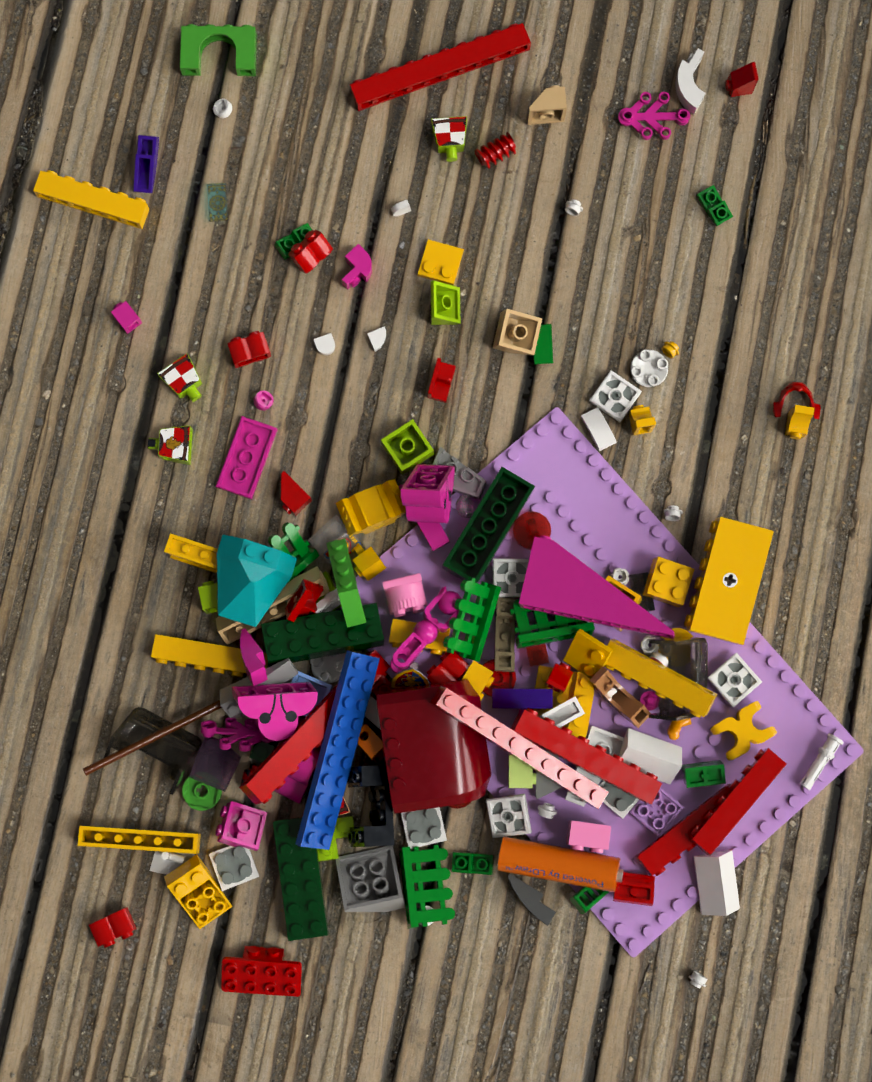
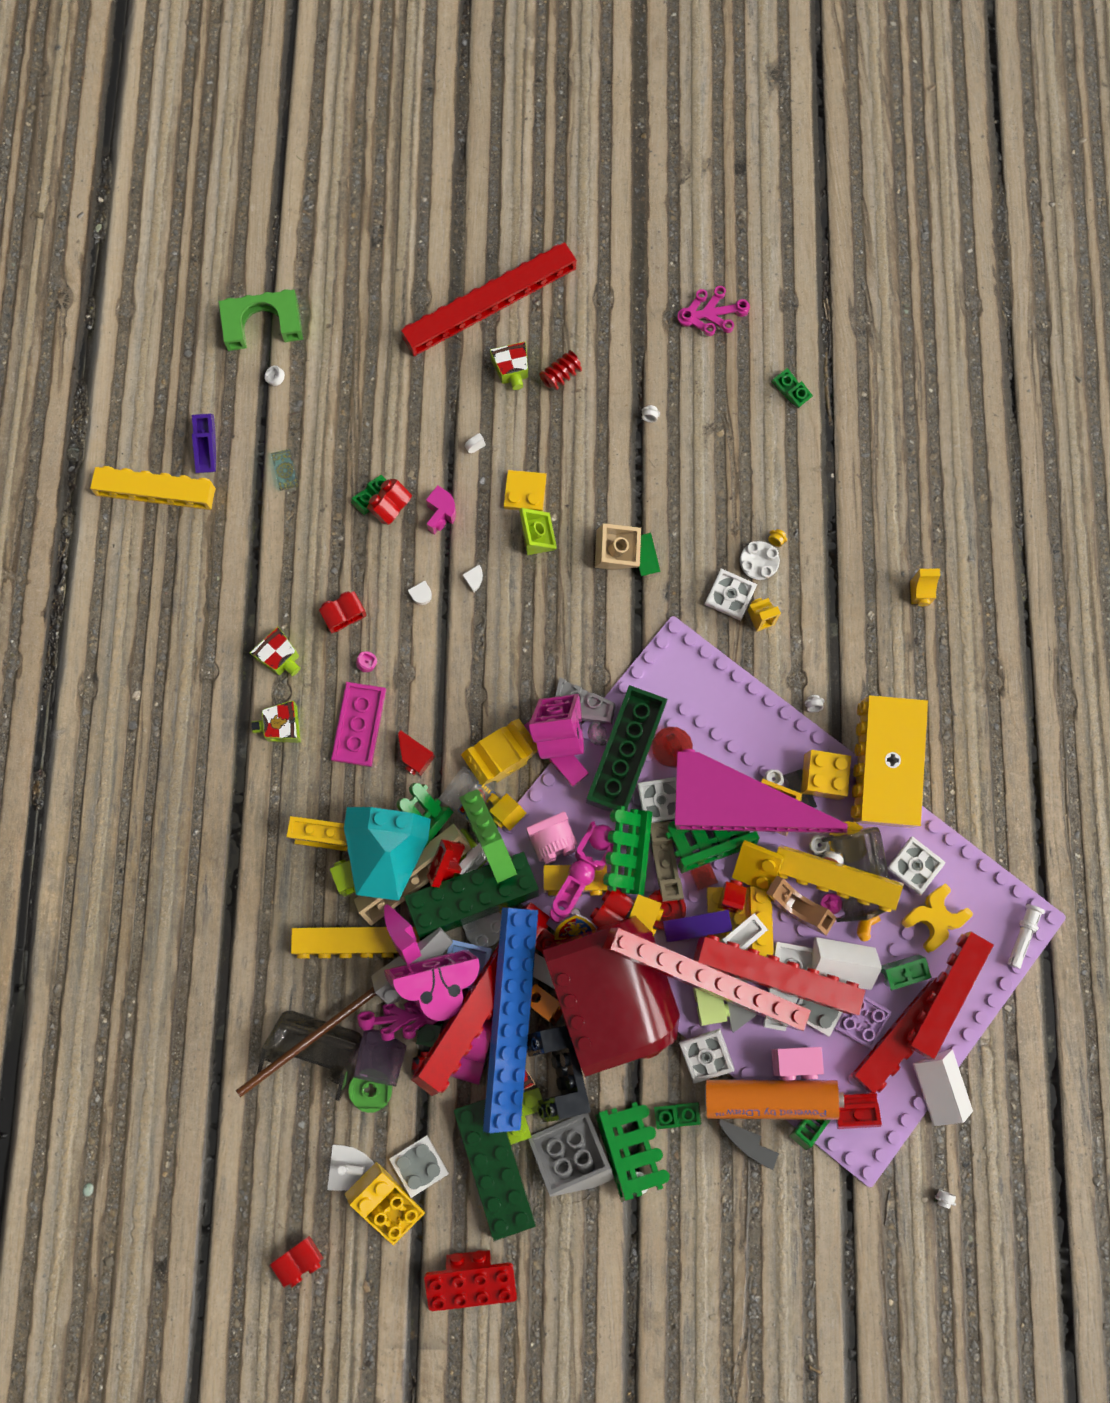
camera: 10 degrees left, 5 degrees down
(126, 316) = (208, 600): dark pink brick -> none
(139, 839) = (310, 1157): yellow brick -> none
(241, 826) = (419, 1121): dark pink plate -> none
(407, 447) = (525, 683): lime brick -> none
(423, 827) = (617, 1086): light grey piece -> none
(441, 381) = (548, 610): red panel -> none
(547, 810) = (747, 1042): white plate -> none
(548, 107) = (607, 318): tan slope -> none
(598, 429) = (721, 630): white slope -> none
(686, 89) = (739, 278): white arch -> none
(742, 80) = (795, 261): red slope -> none
(797, 386) = (913, 552): red helmet -> none

